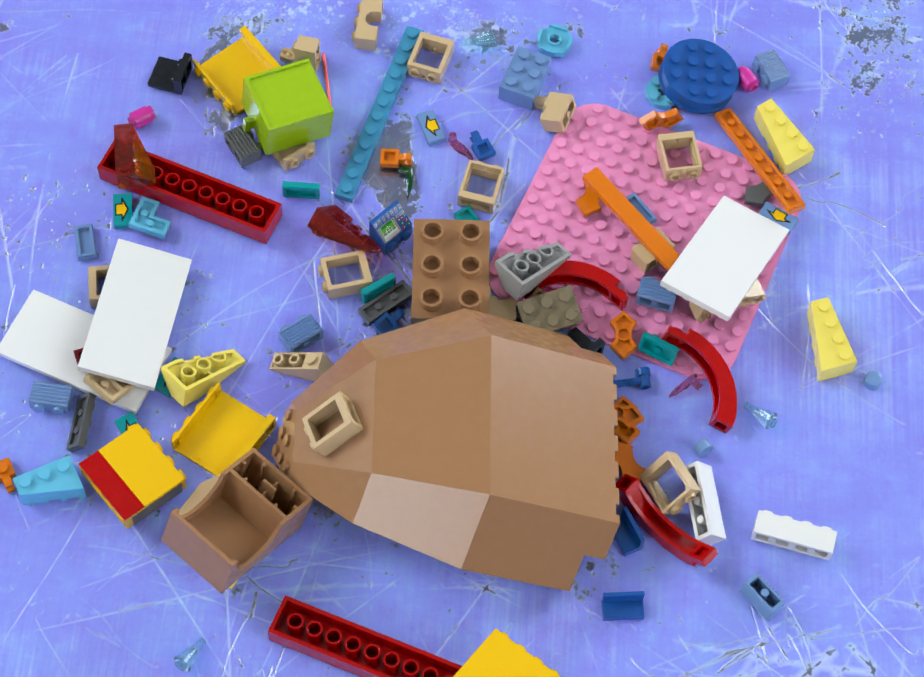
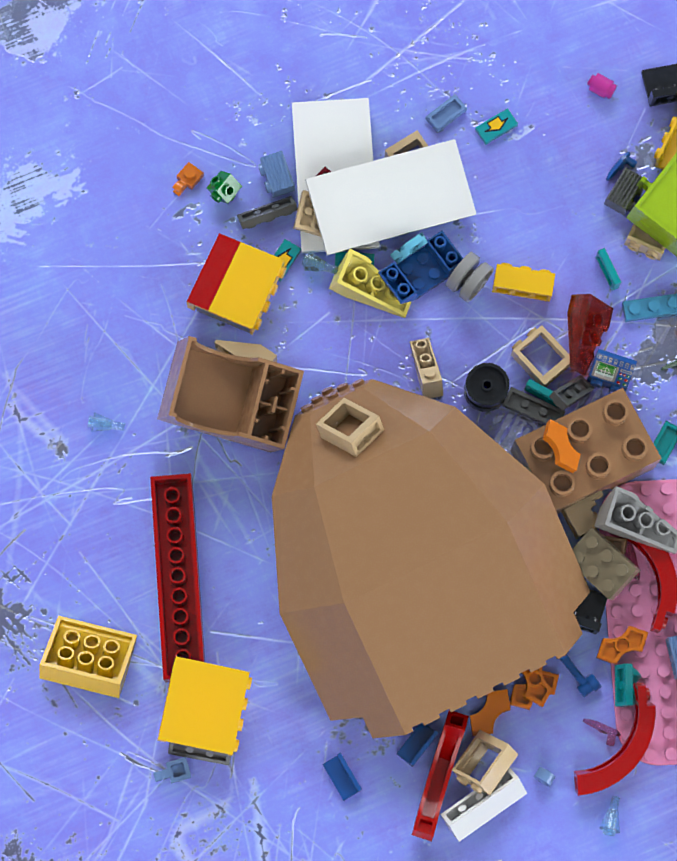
camera: 65 degrees right, 15 degrees up
(35, 444) = (223, 187): none -> green brick
(50, 482) = (197, 220): medium azure wedge -> none
(131, 159) = (543, 102): clear red wedge -> none
(146, 221) = (495, 150): medium azure plate -> none
(154, 405) = (314, 263): none -> clear light blue cone
(189, 324) = (409, 248): none -> medium azure plate
(204, 197) = (546, 173): red brick -> none
(212, 322) = (422, 269): none -> blue slope
(215, 132) = (625, 159): none -> blue bar
(221, 431) = (323, 336): yellow panel -> none
(244, 290) = (469, 277): none -> light grey wheel
(272, 256) = (523, 282): none -> yellow brick
(300, 334) = (457, 350): medium blue brick -> none
(347, 325) = (486, 375): none -> black wheel
(388, 323) = (510, 420): blue plate -> none
(392, 264) = (571, 392): none -> dark grey plate
(430, 282) = (557, 438): none -> orange tile

